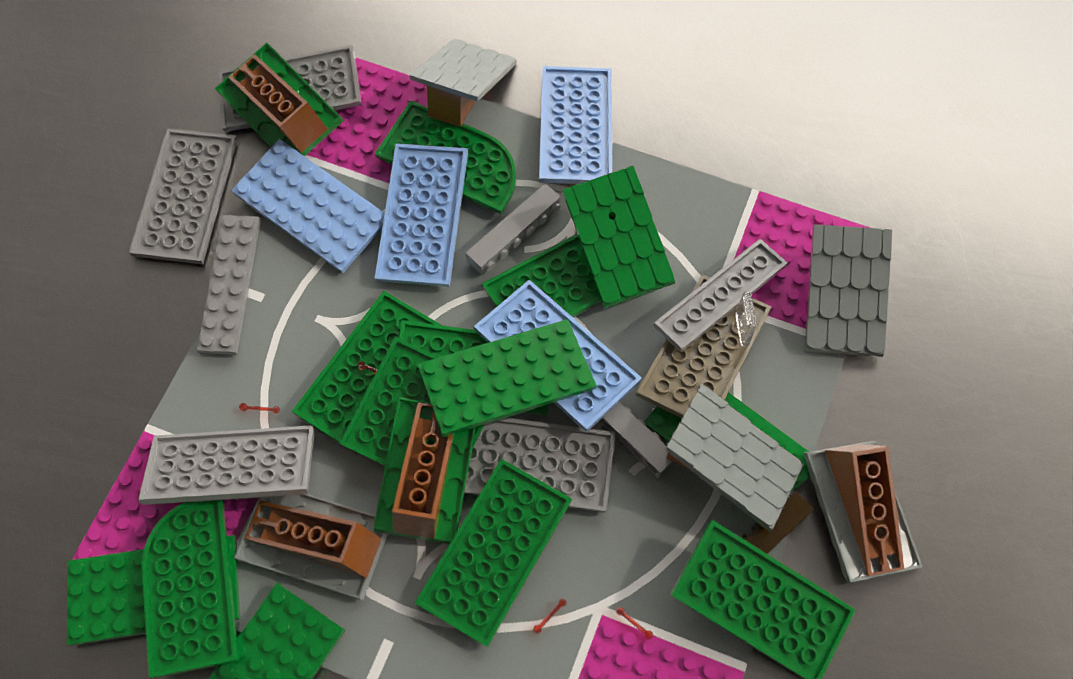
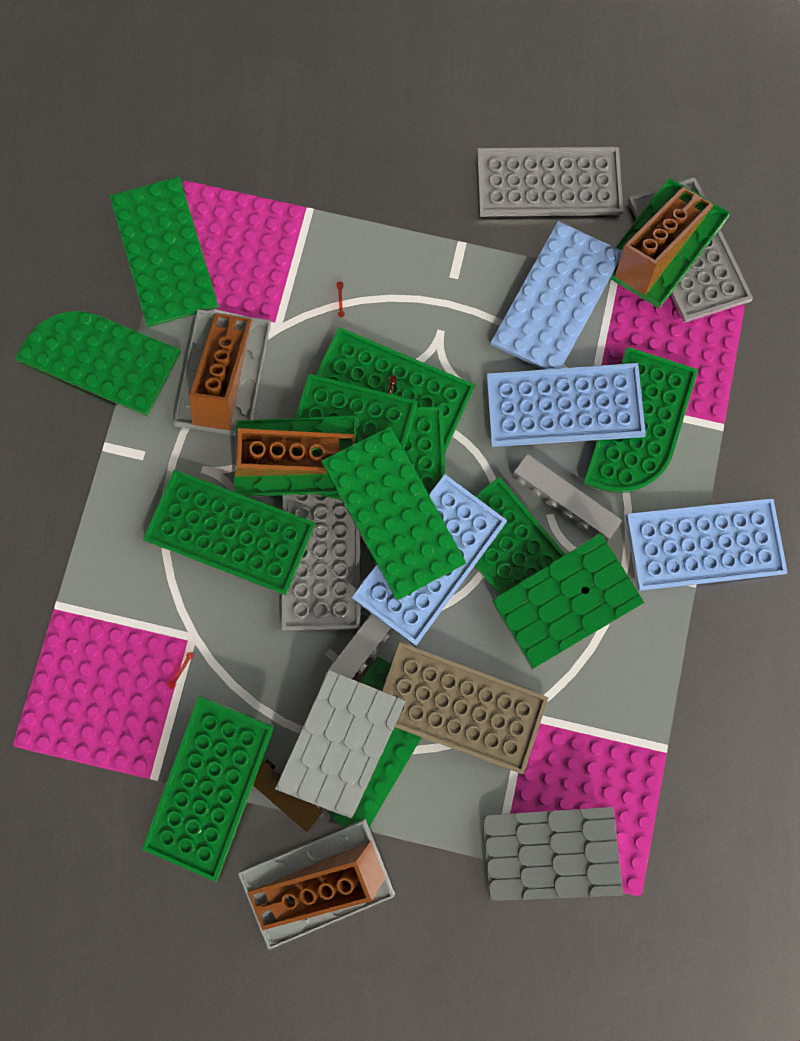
camera: 75 degrees right, 10 degrees up
(188, 591) = (163, 278): green plate -> none
(228, 465) = (277, 285): light grey plate -> none
(229, 285) = (461, 244): light grey plate -> none
(459, 78) = (735, 414): piece -> none
(538, 628) = (166, 583): clear red hinge -> none
(719, 295) = (525, 718): light grey plate -> none
(746, 319) = (495, 744): clear tile -> none

